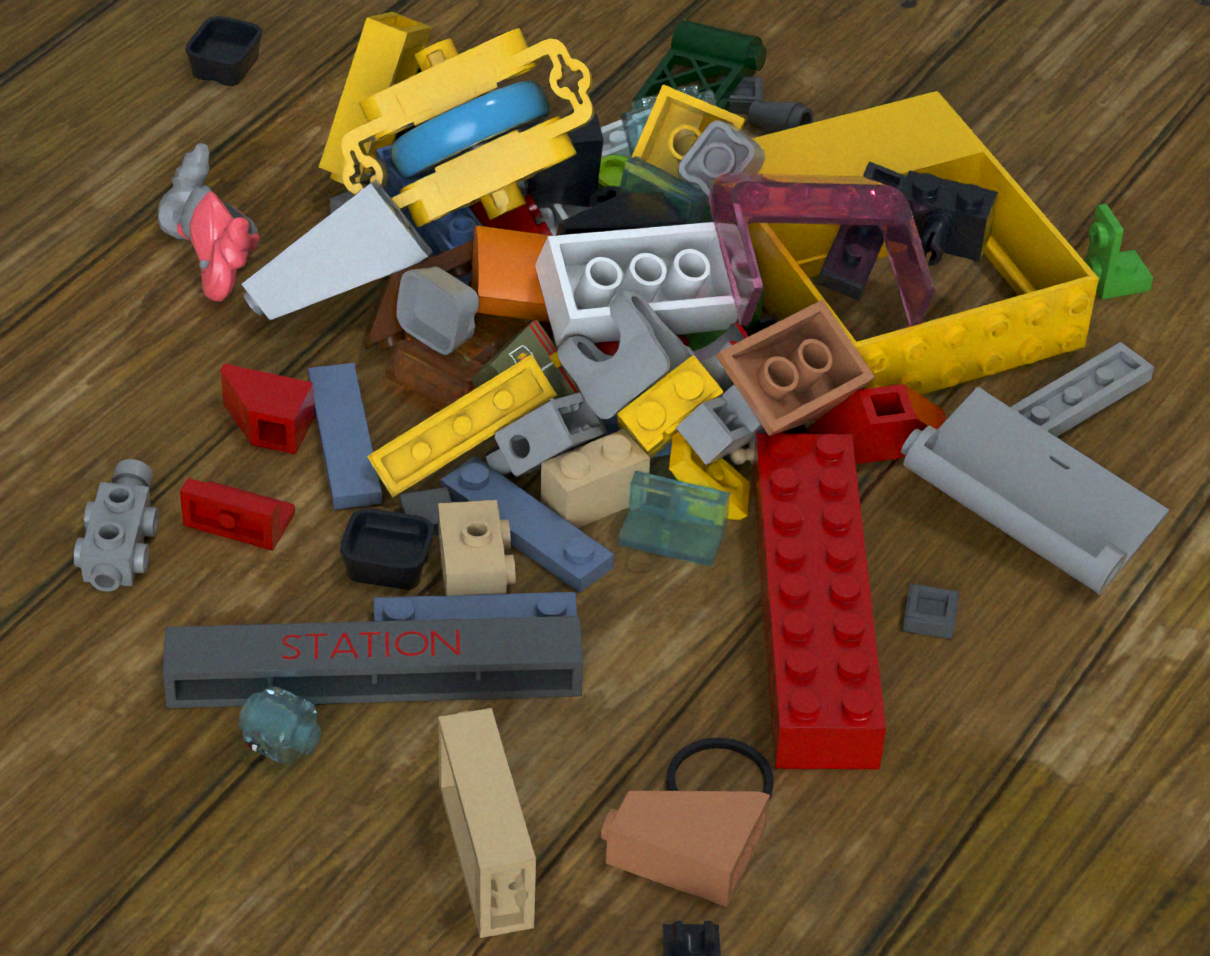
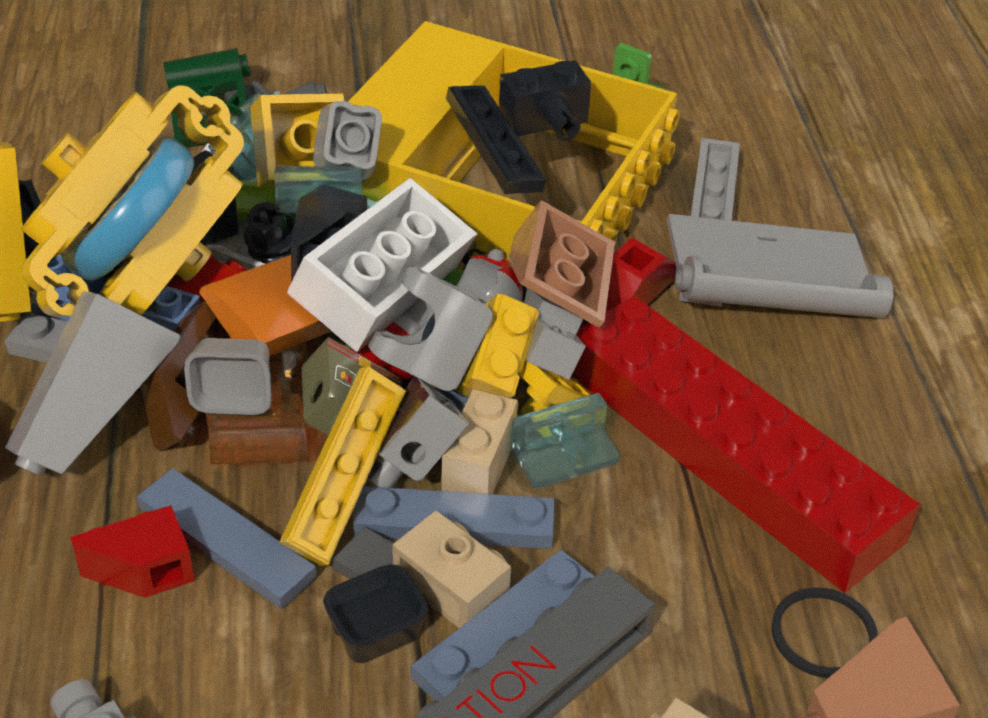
camera: 40 degrees left, 0 degrees up
(234, 513) = (205, 670): red panel -> none
(815, 199) = (430, 151): clear pink windscreen -> none
(931, 611) = (804, 396): dark grey tile -> none

